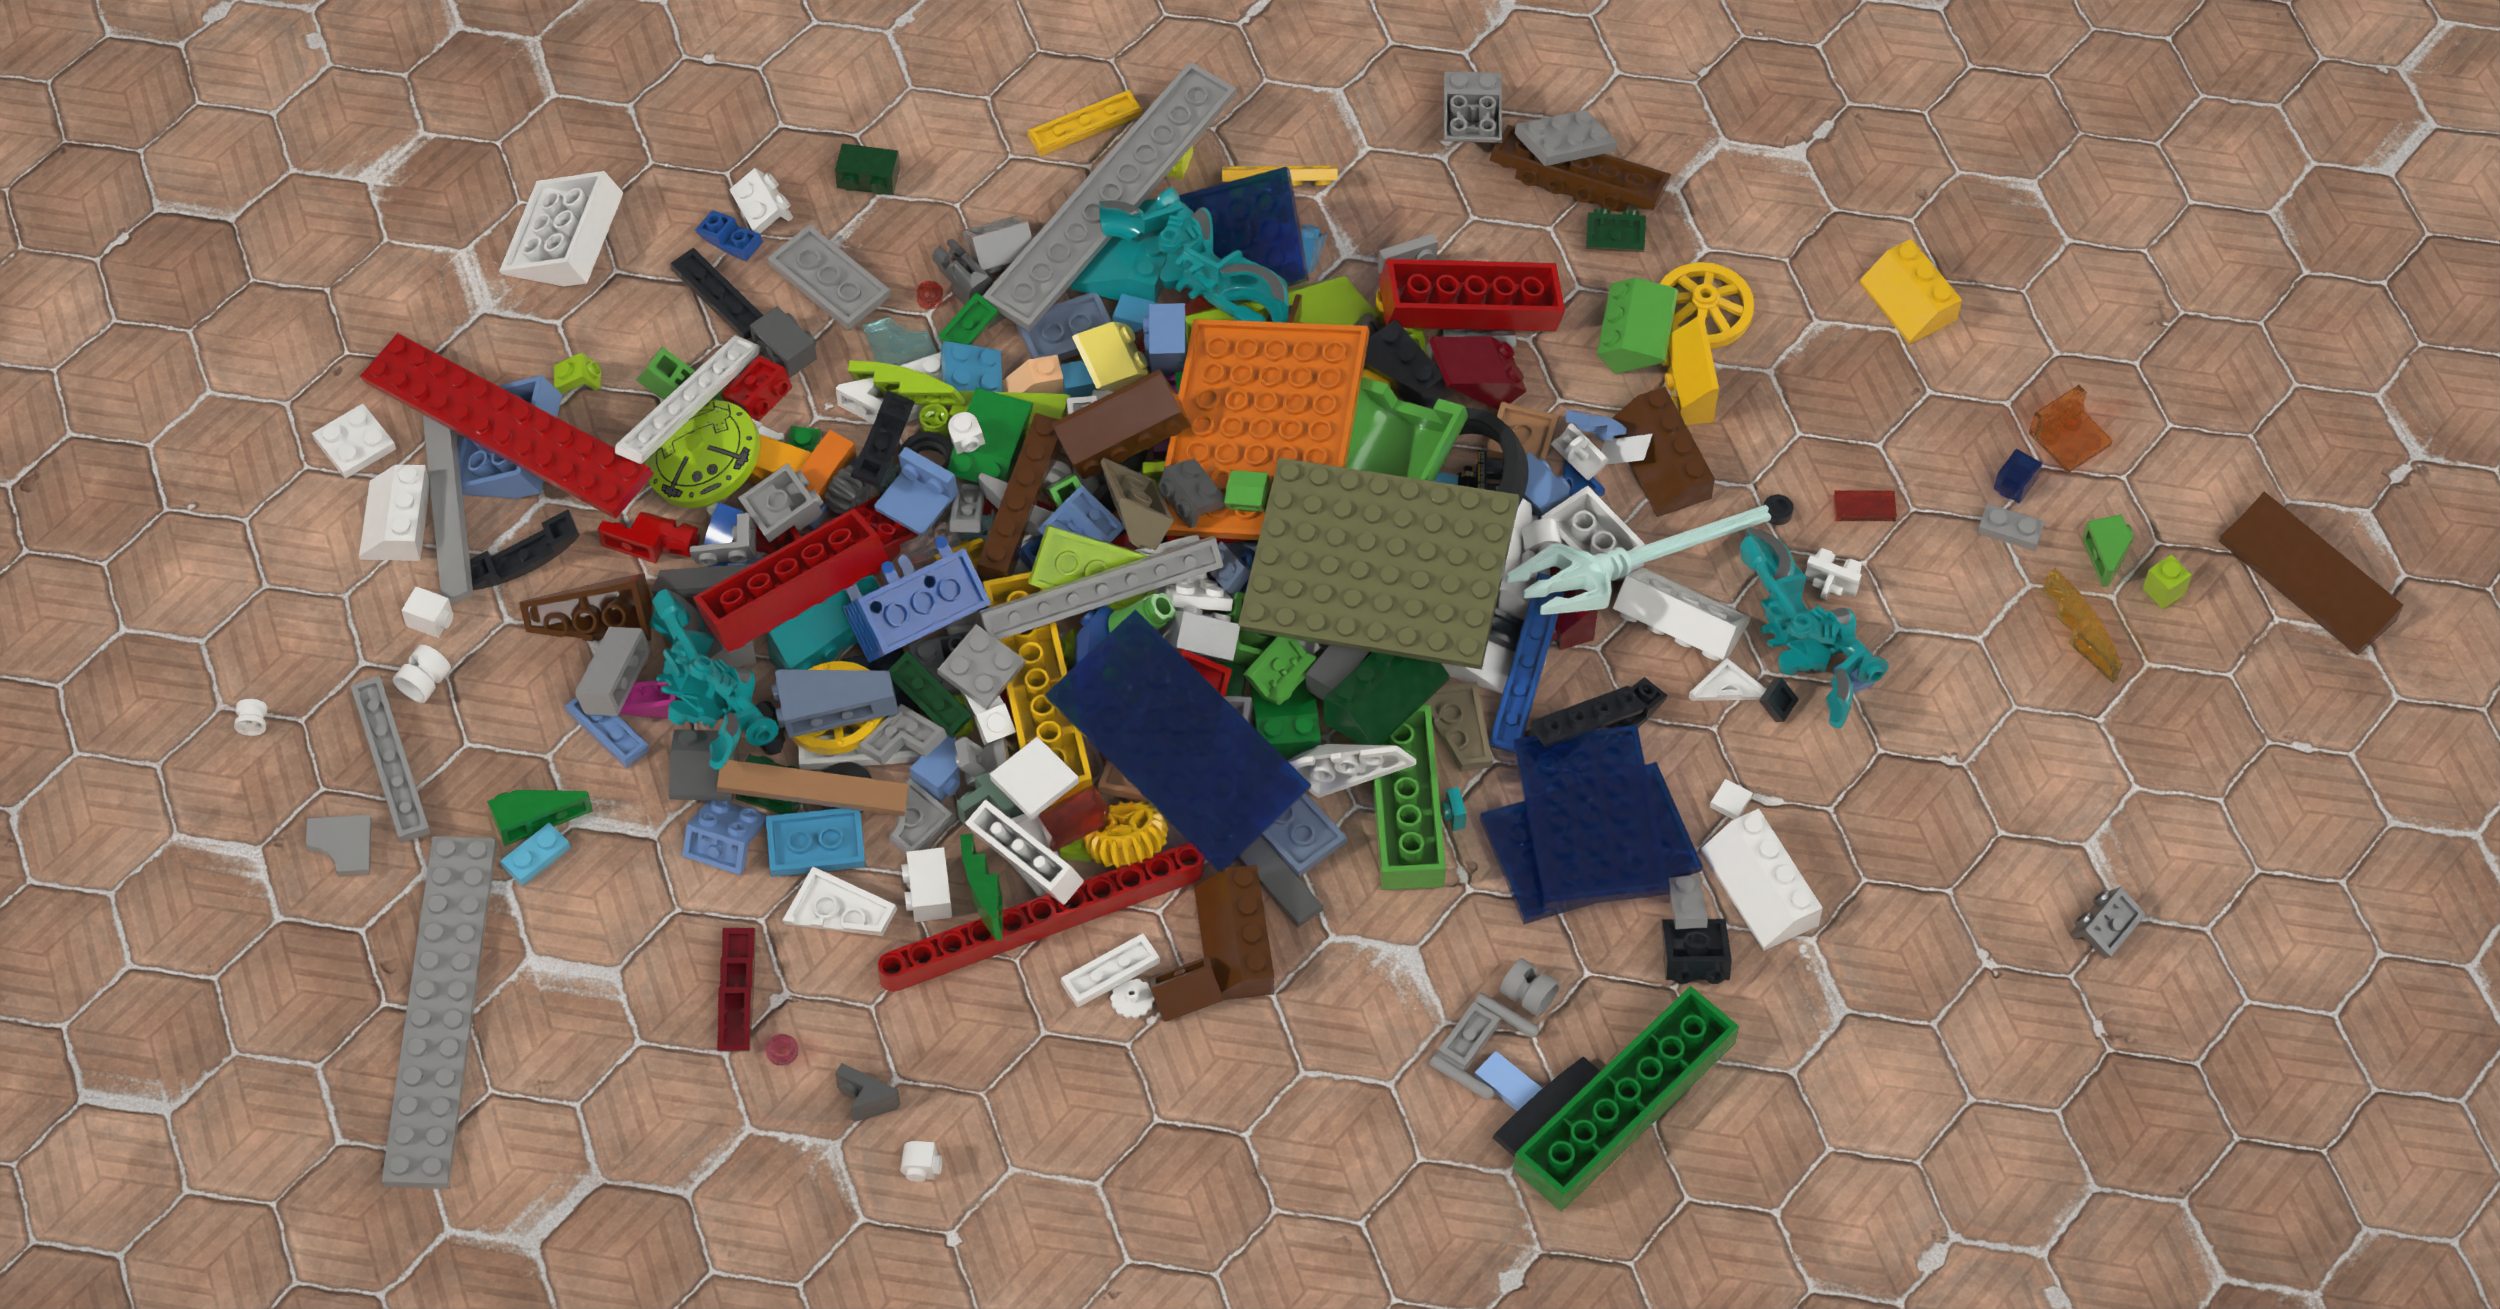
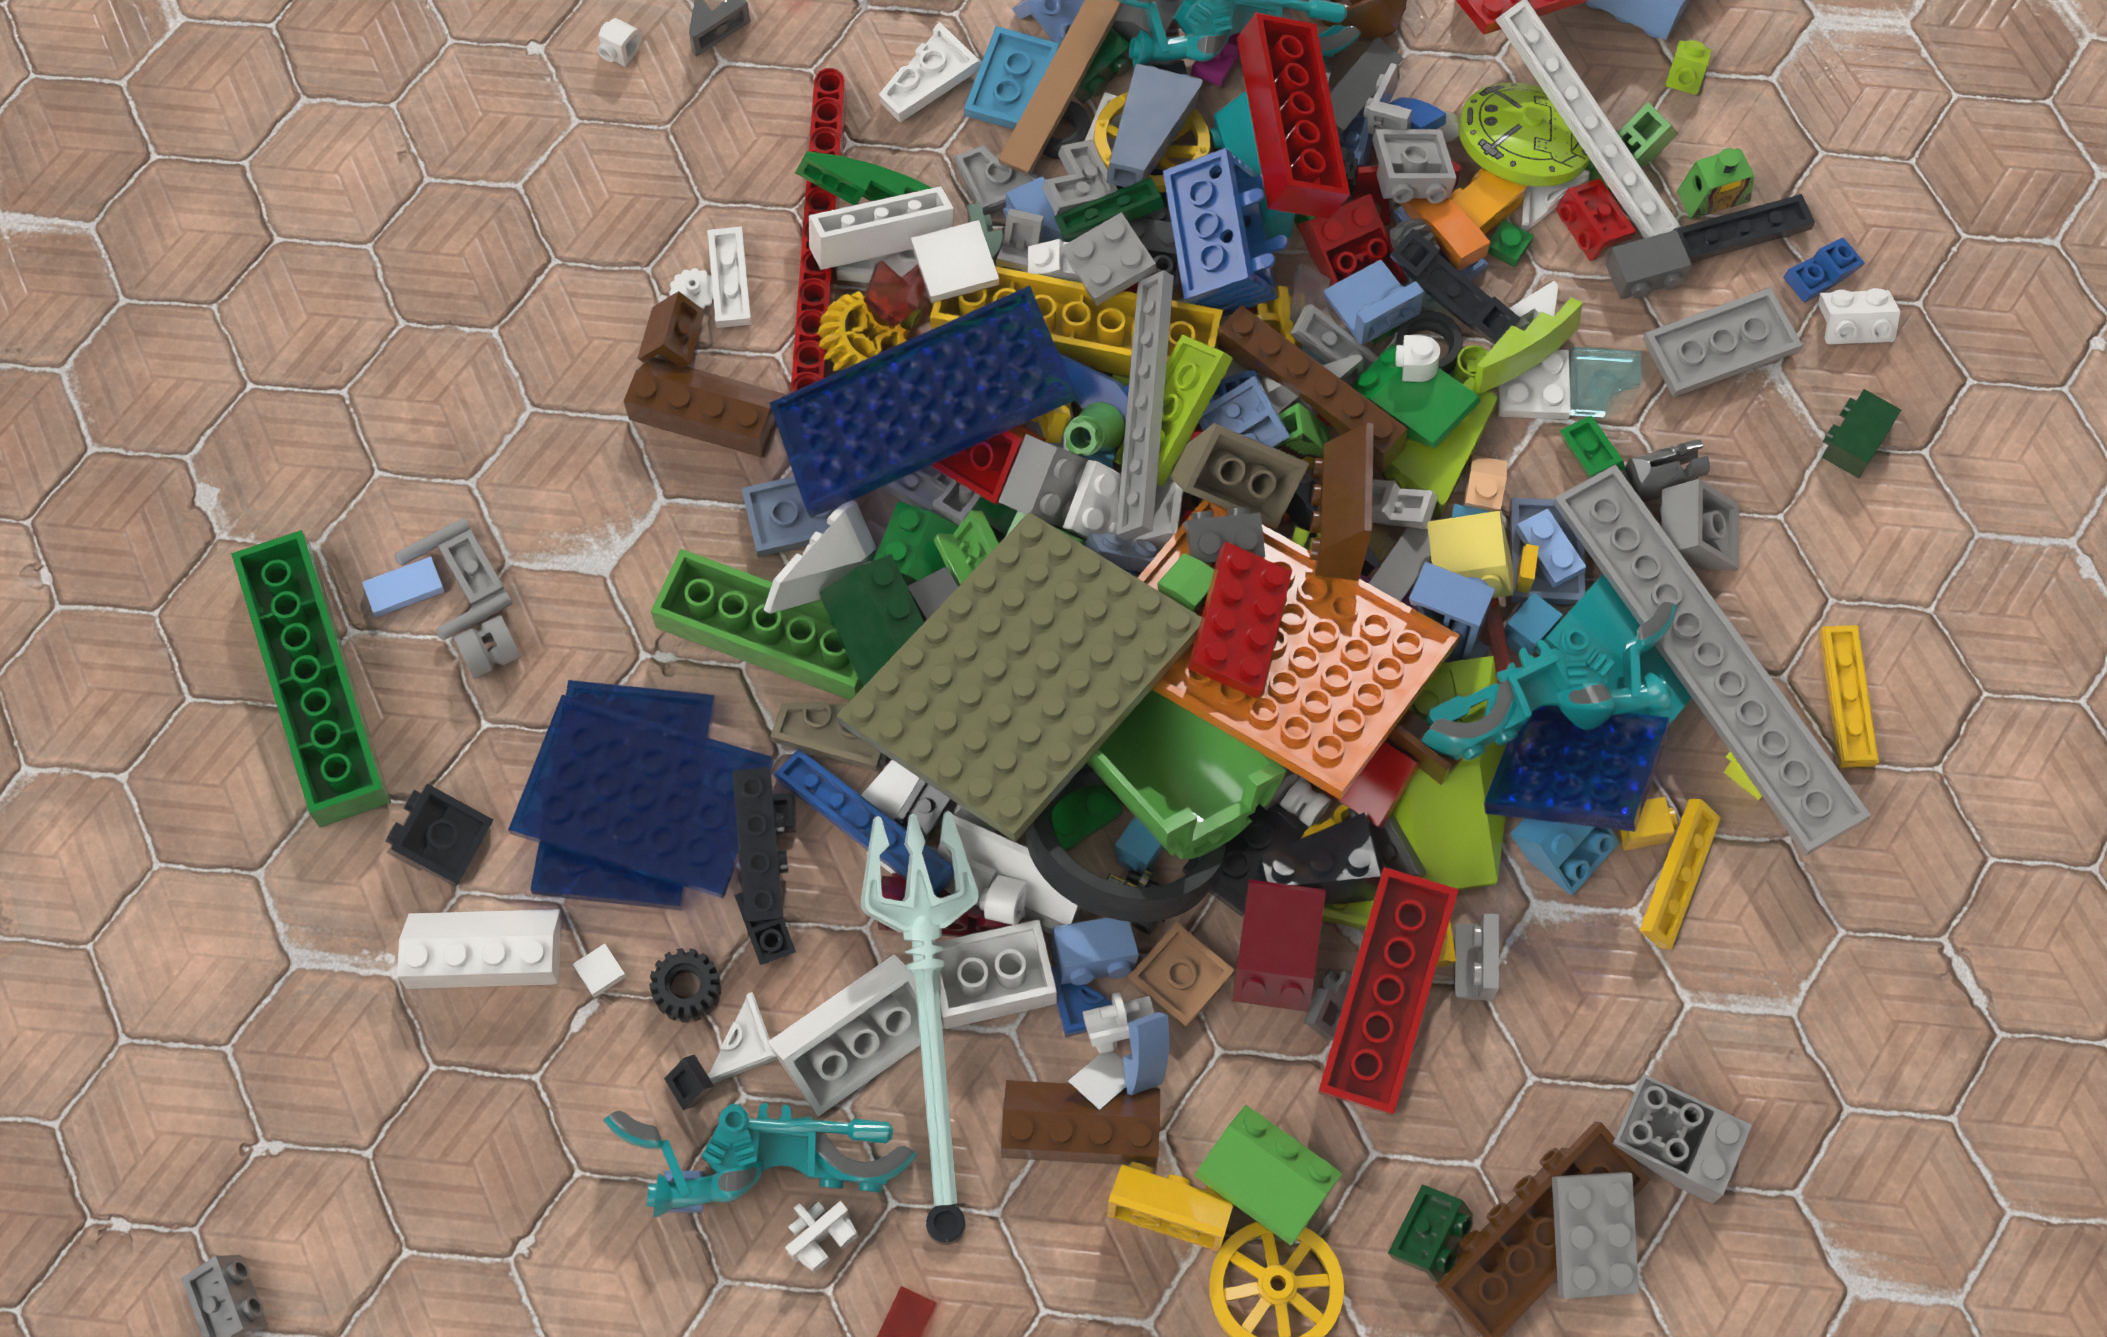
camera: 115 degrees right, 10 degrees up
(563, 229) = (1890, 112): white slope -> none
(649, 537) = (1445, 60): red plate -> none
(683, 310) = (1717, 183): none -> bright green torso
(928, 885) = (910, 152): white brick -> none
(929, 303) = (1662, 426): clear red bush -> none
(971, 367) = (1525, 429): dark azure plate -> none
(1068, 321) = (1555, 553): none -> light blue plate
(1095, 319) = (1526, 568): none -> yellow tile
(1262, 441) = (1240, 620): none -> red plate
(1281, 883) = (728, 476): dark grey tile -> none
(1454, 809) = (734, 673): teal plate -> none
(1544, 1105) = (349, 605): black slope -> none
(1687, 902) = (497, 854): light grey plate -> none
(1705, 750) = (673, 966): none -> black tyre

